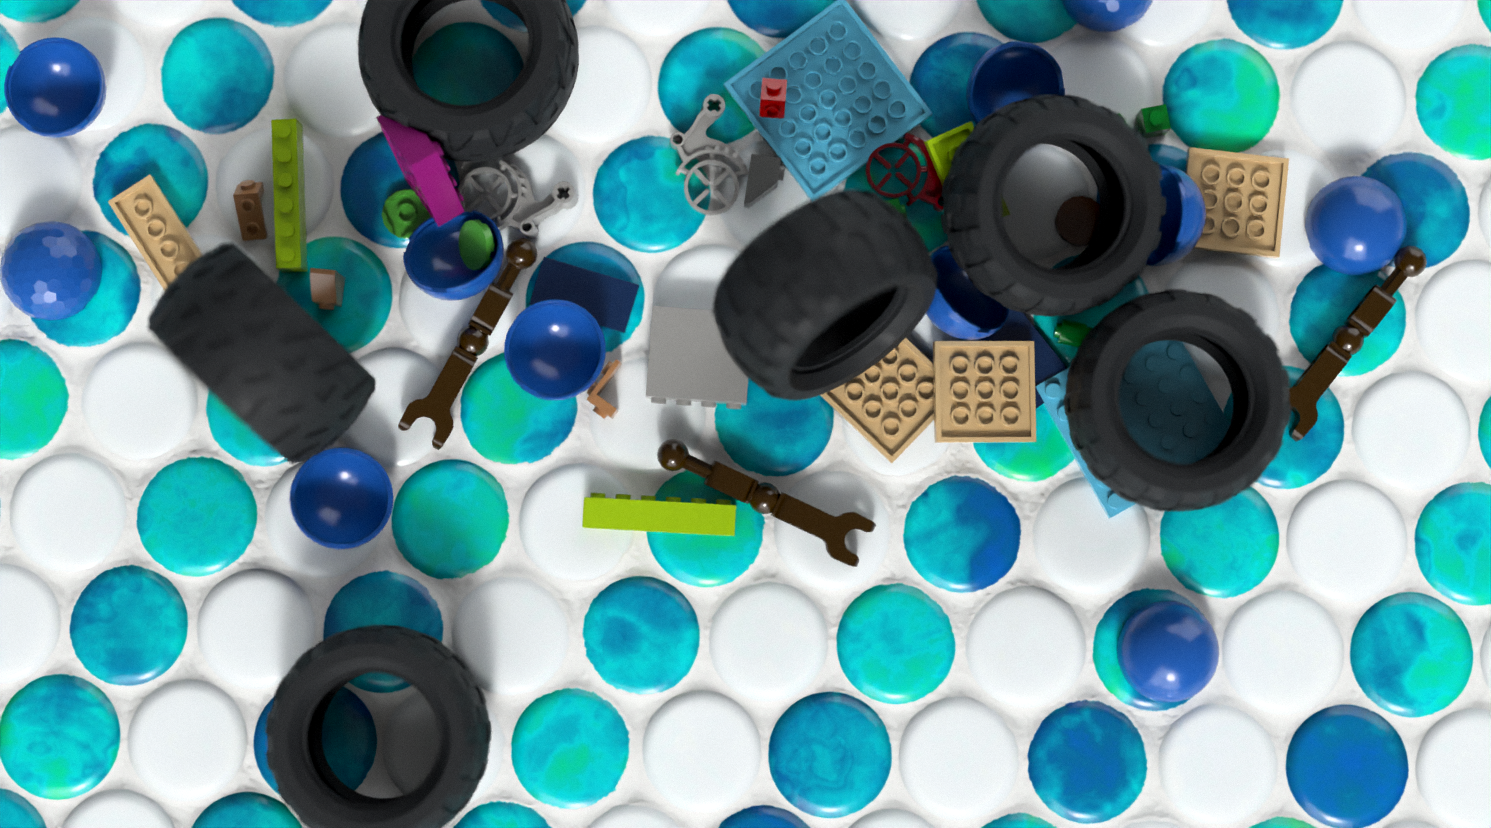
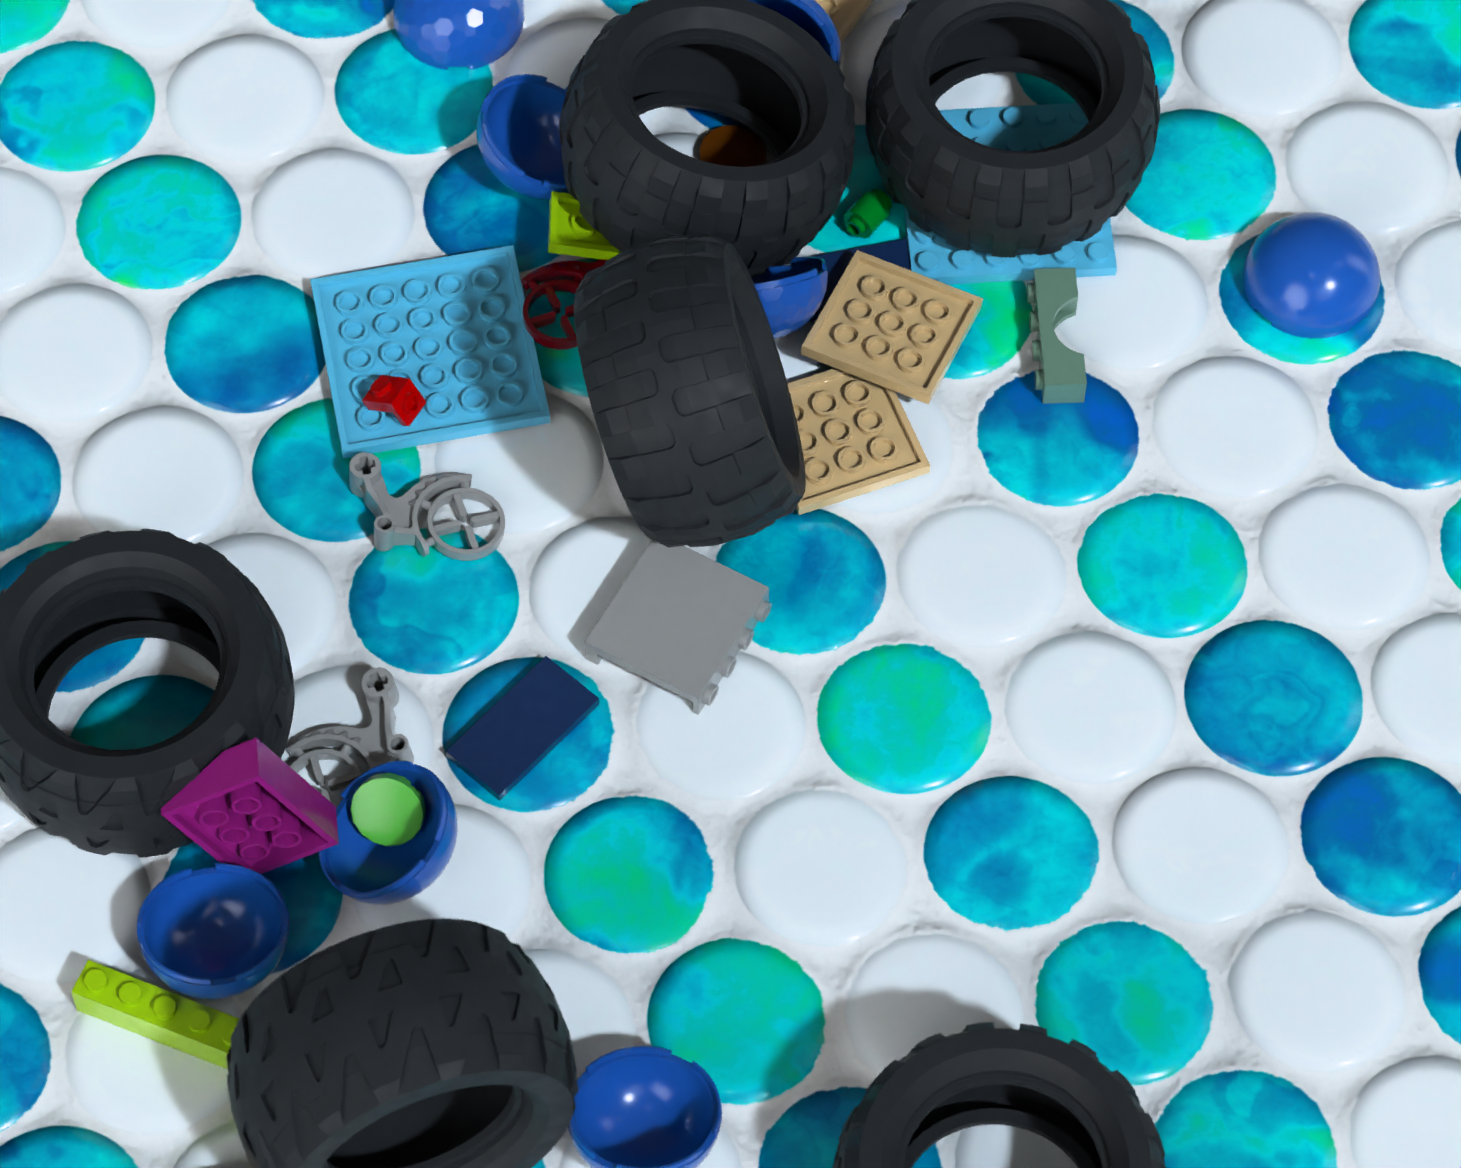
camera: 70 degrees left, 25 degrees down
(249, 210) = (176, 1084): medium nougat bracket -> none
(344, 182) = (213, 930): none -> blue piece
(403, 213) = (304, 893): bright green tile -> none
(471, 343) = (533, 905): dark brown piece -> none
(555, 350) = (583, 767): blue piece -> none
(602, 407) = (677, 764): medium nougat bracket -> none
(659, 516) = (863, 756): lime brick -> none
(762, 177) = (486, 457): dark grey slope -> none
(767, 499) = (902, 623): dark brown piece -> none
(1007, 516) = (1060, 369): none -> sand green arch

